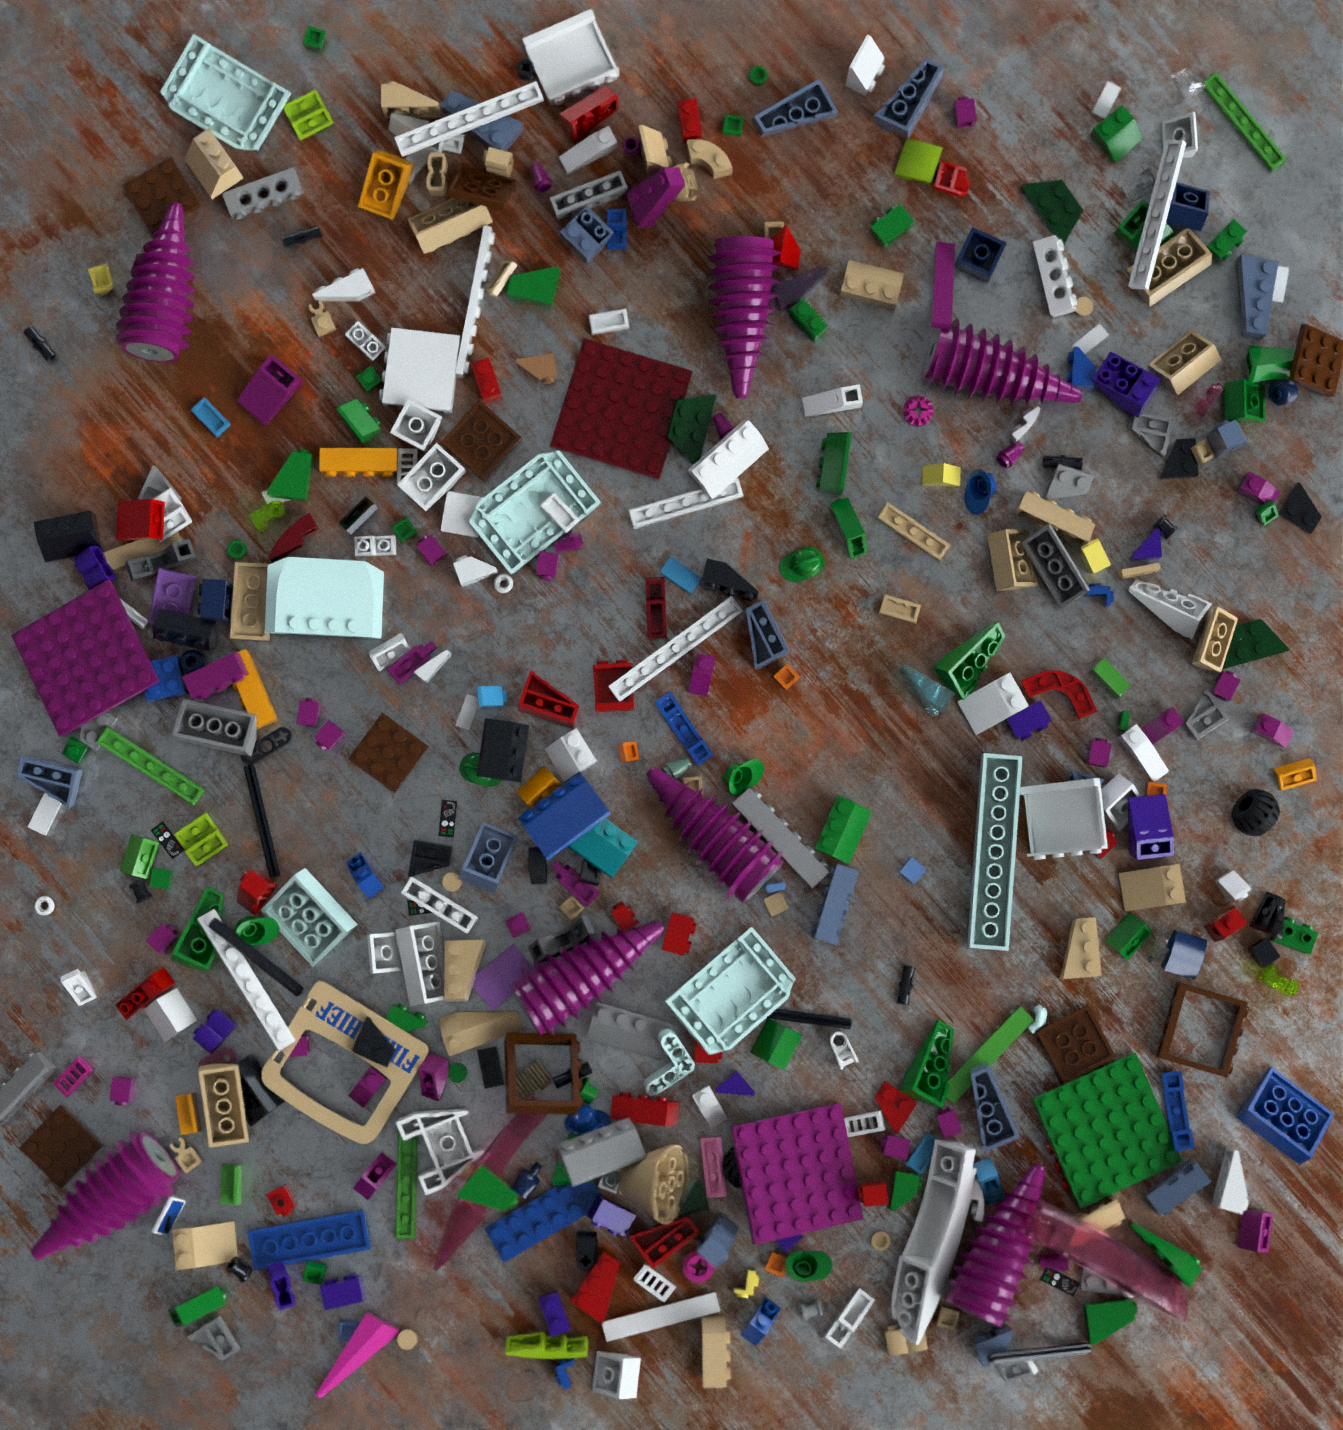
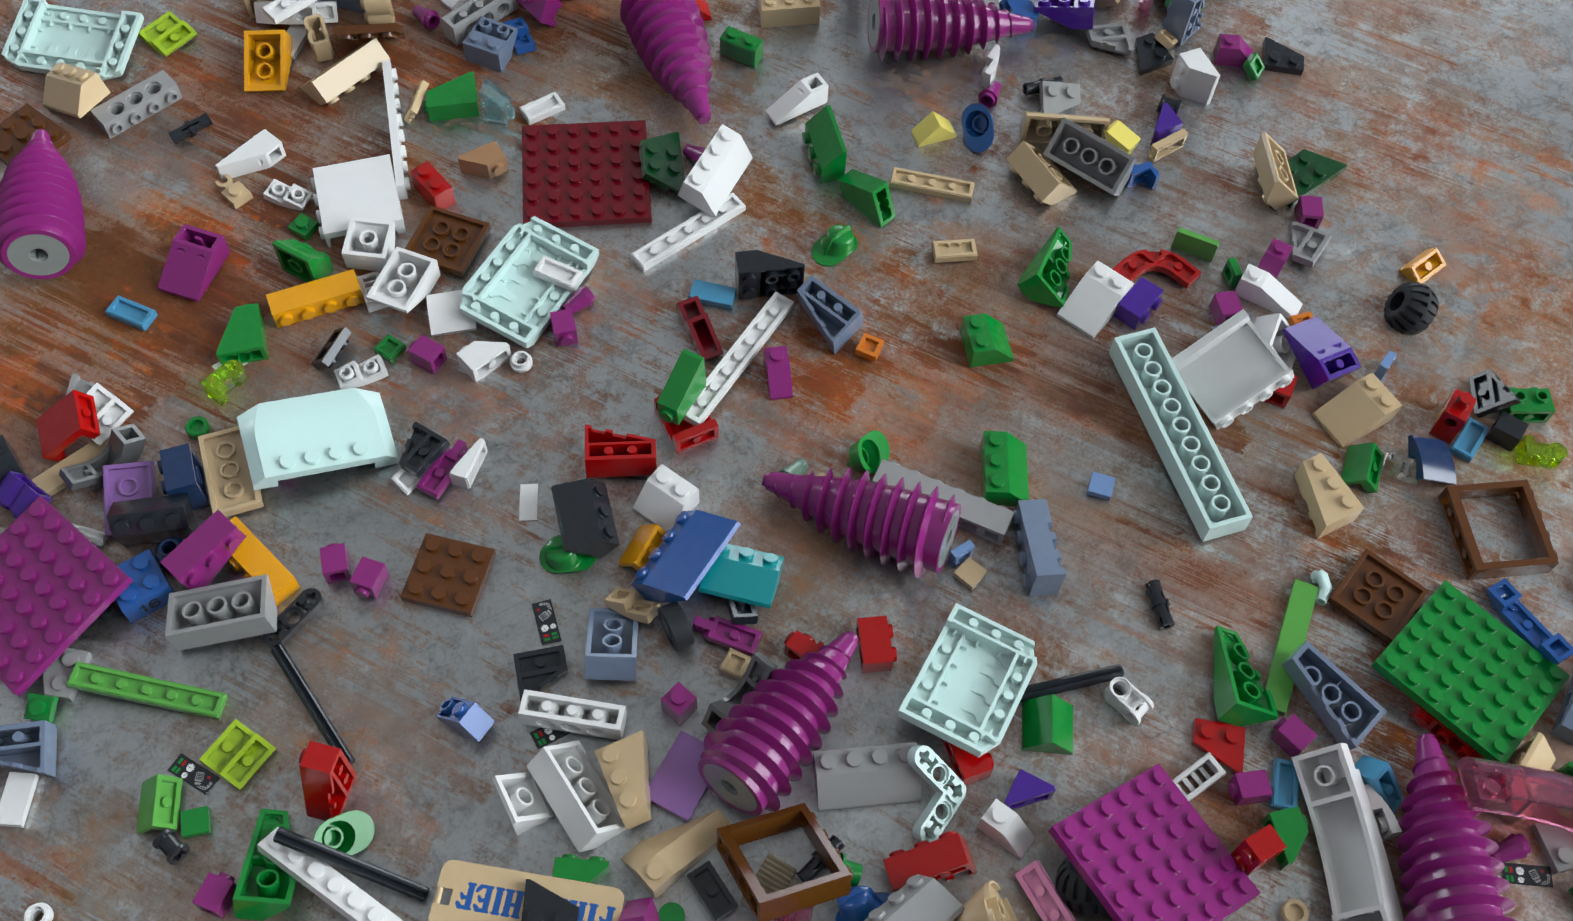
camera: 25 degrees left, 25 degrees down
(293, 537) = (264, 386): dark red slope -> none
(309, 917) = (409, 794): light aqua slope -> none
(400, 643) = (422, 450): none -> black wing
(451, 882) = (578, 687): tan tile -> none
(491, 697) = (549, 469): dark azure slope -> none
(512, 832) = (629, 605): none -> tan slope
(567, 311) = (495, 104): none -> clear light blue slope
(614, 673) = (682, 387): none -> green slope
(628, 752) = (730, 475): orange plate -> none
(683, 728) = (780, 433): blue slope -> none
(799, 287) = (719, 22): clear purple slope -> none
(884, 707) = (985, 340): none -> green slope
(912, 417) = (881, 94): dark pink gear -> none
(928, 692) = (1021, 304): clear light blue slope -> none
(1177, 611) = (1230, 166): white wedge -> none
(1200, 509) = (1194, 76): none -> white slope
(1200, 856) = (1385, 364): none -> medium blue tile
(1231, 945) = (1469, 439): none -> dark azure tile
(1232, 886) = (1436, 378): white slope -> none
(1272, 730) = (1376, 232): magenta slope -> none

